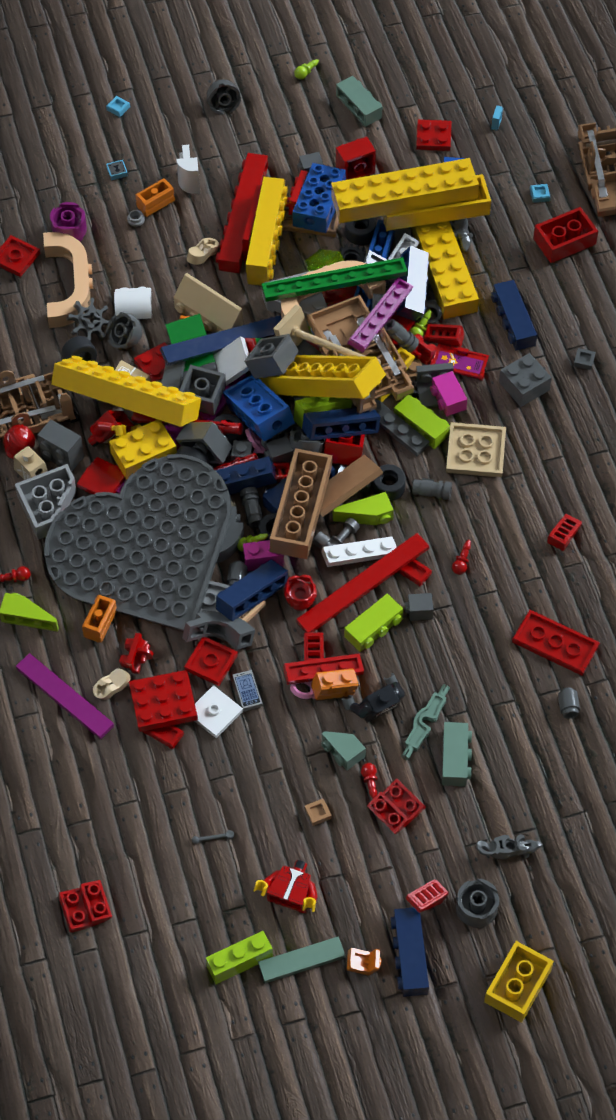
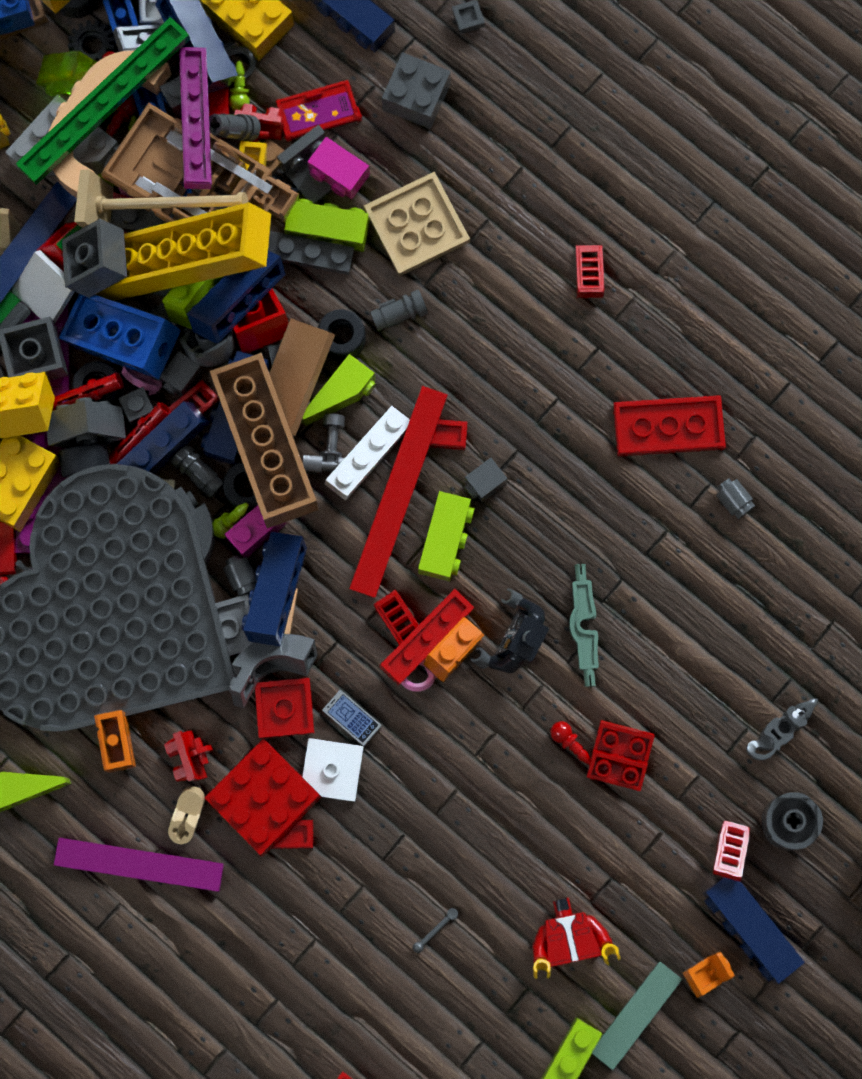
camera: 30 degrees left, 20 degrees up
(299, 593) = (333, 553): red hair -> none
(318, 812) = (537, 822): medium nougat plate -> none
(344, 747) = (516, 721): sand green slope -> none
(451, 340) = (278, 92): red slope -> none
(456, 754) = (648, 646): sand green brick -> none
(459, 566) = (495, 394): red bar -> none

